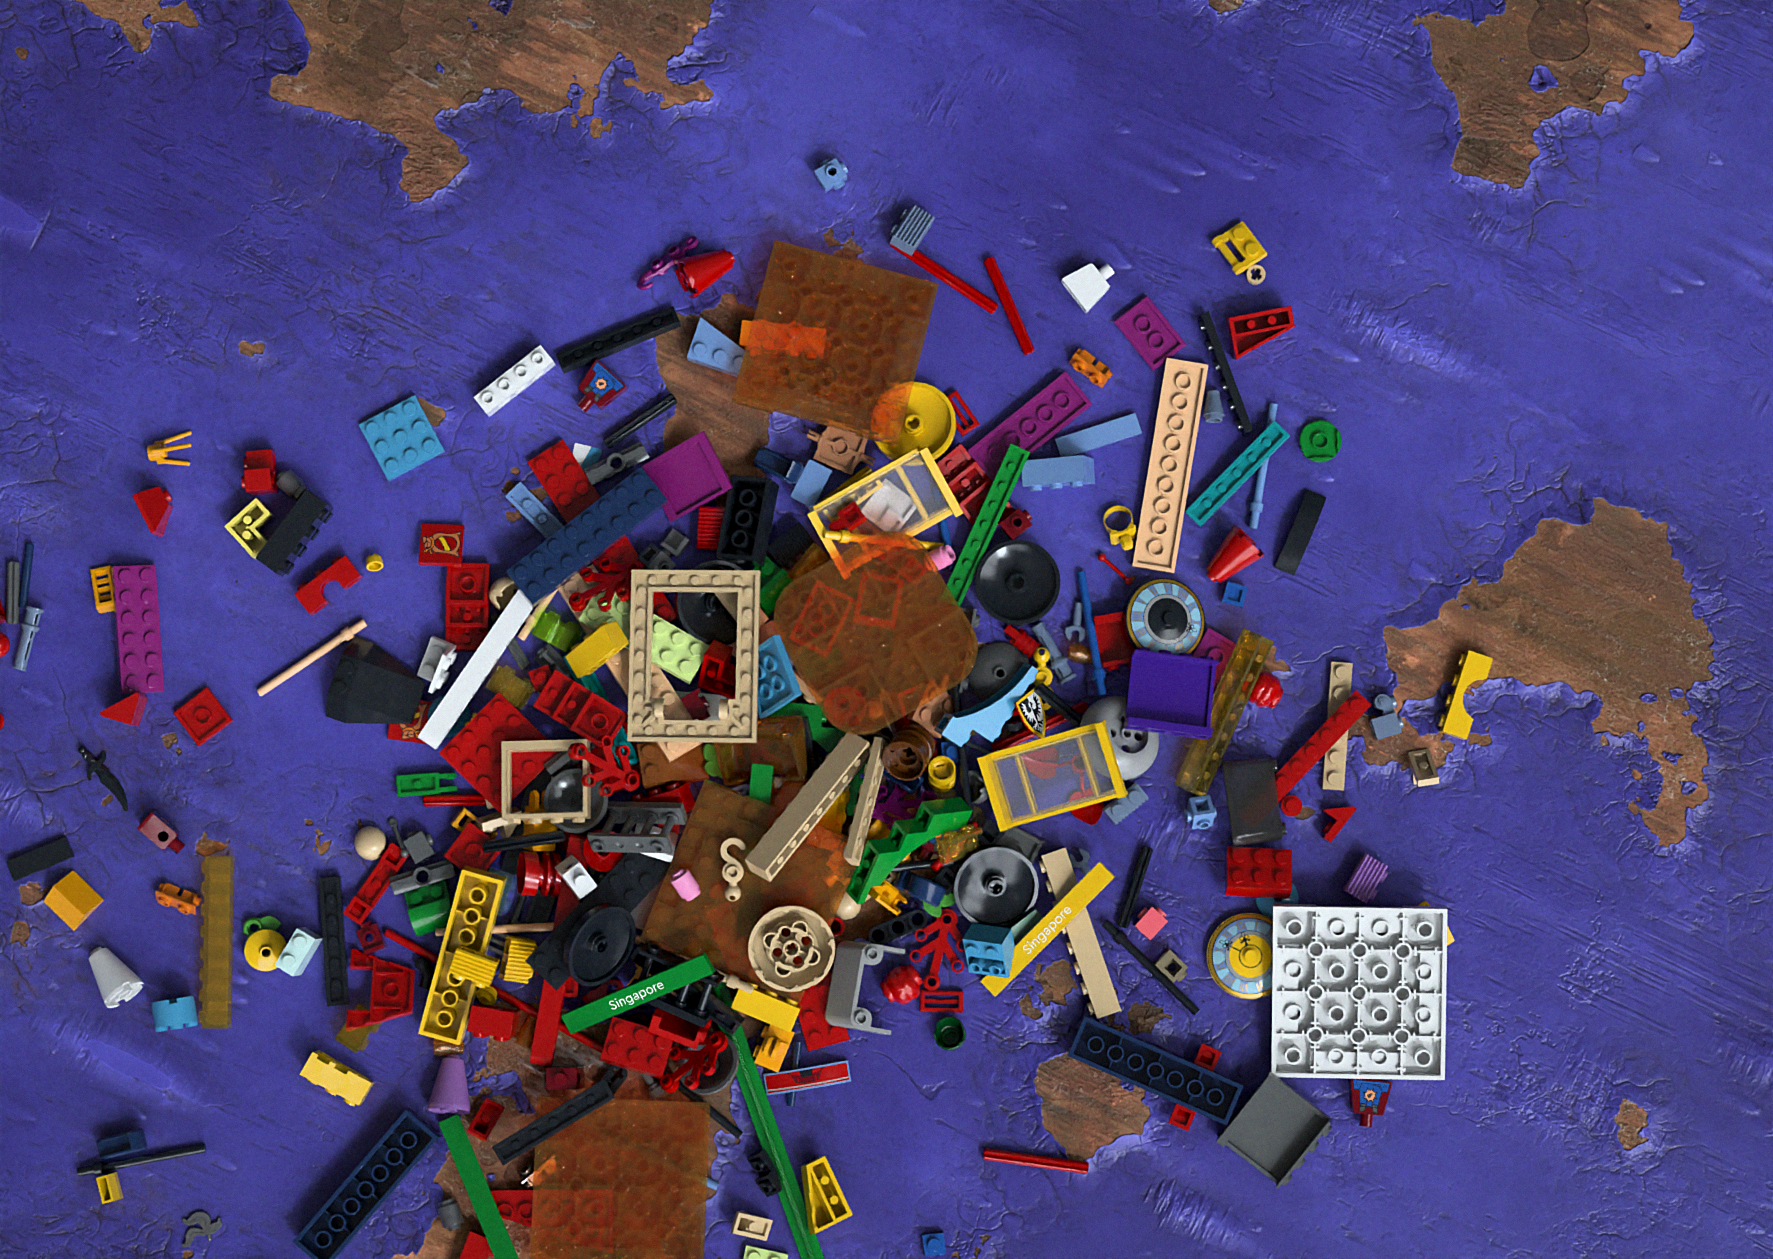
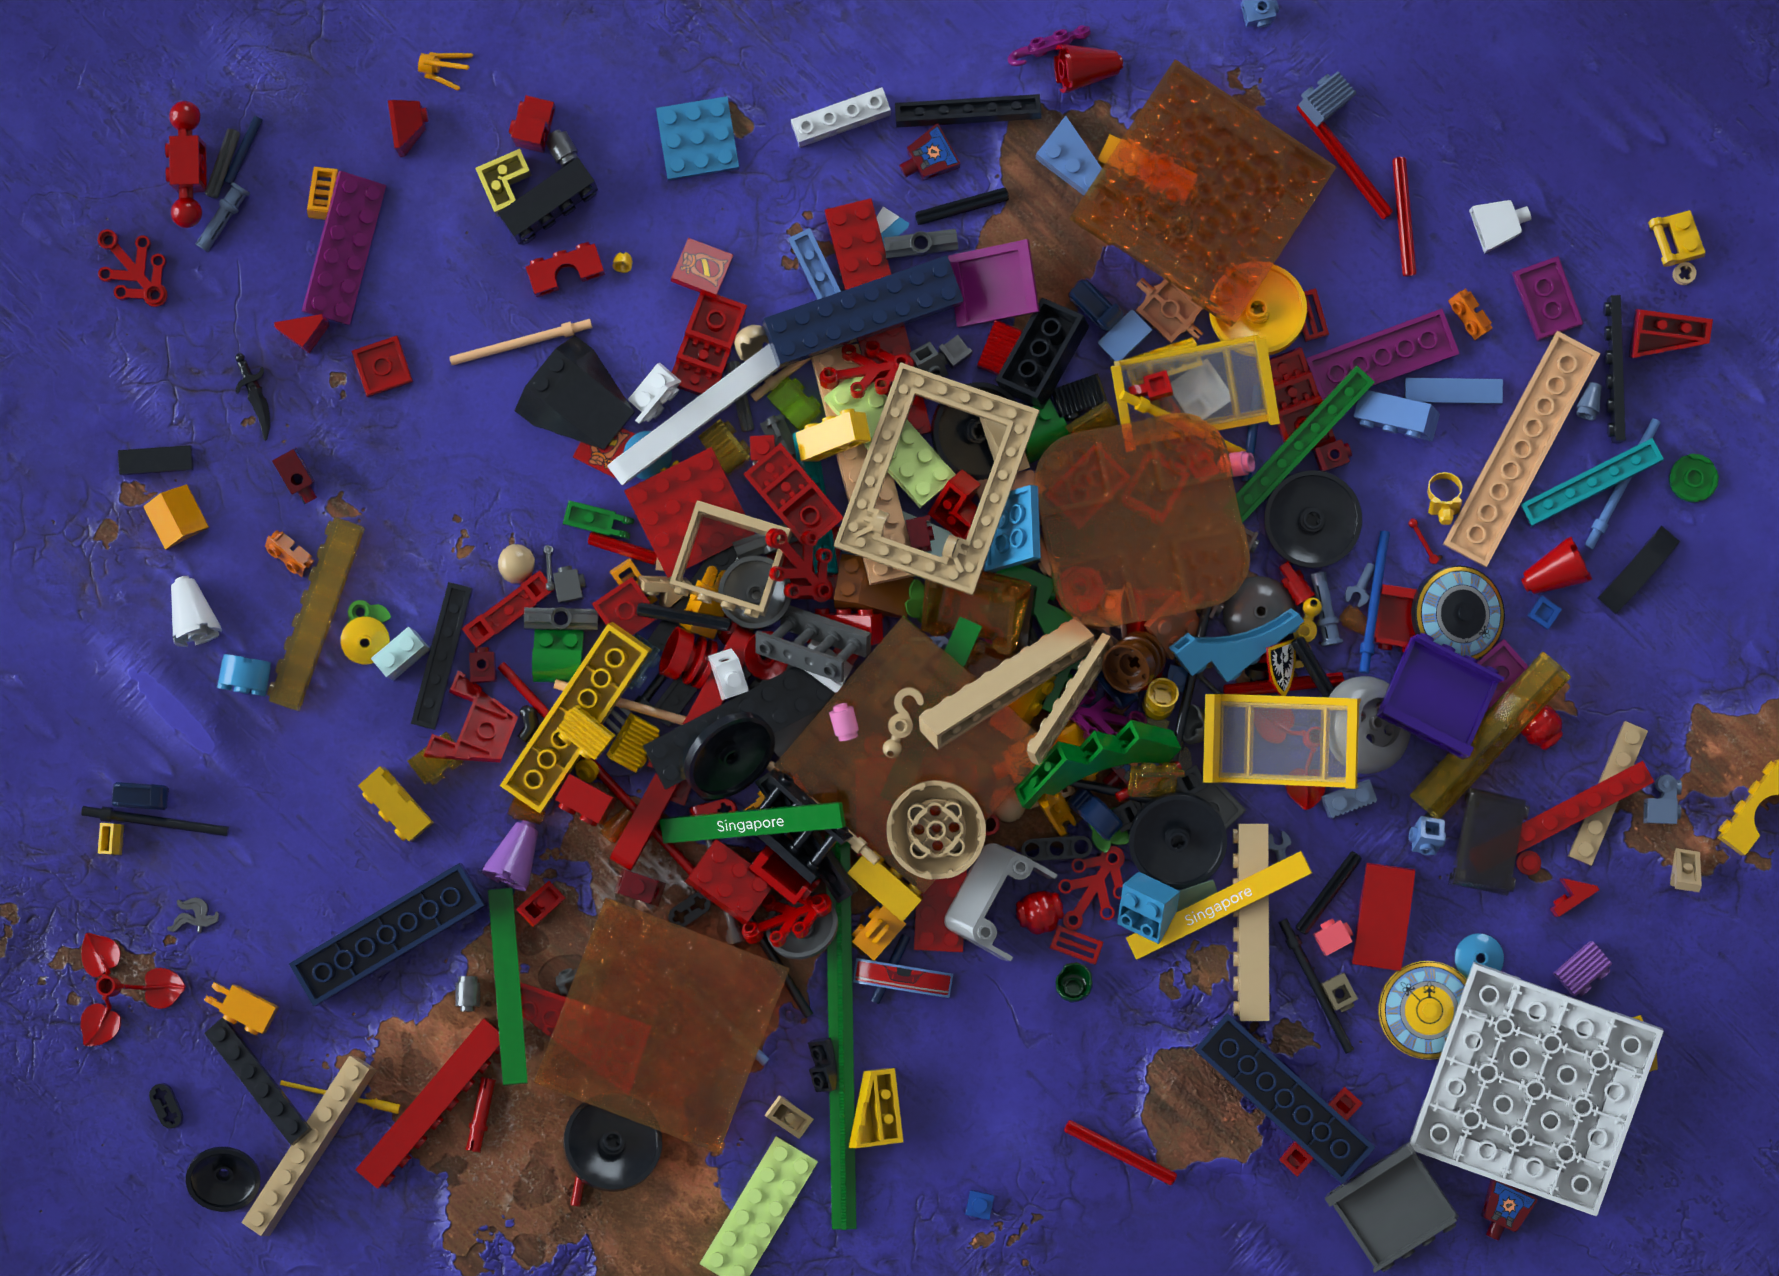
camera: 20 degrees right, 0 degrees up
(553, 1122) = (614, 930): black plate -> none
(1186, 891) = (1383, 916): none -> red slope
(1258, 872) = (1468, 922): red brick -> none

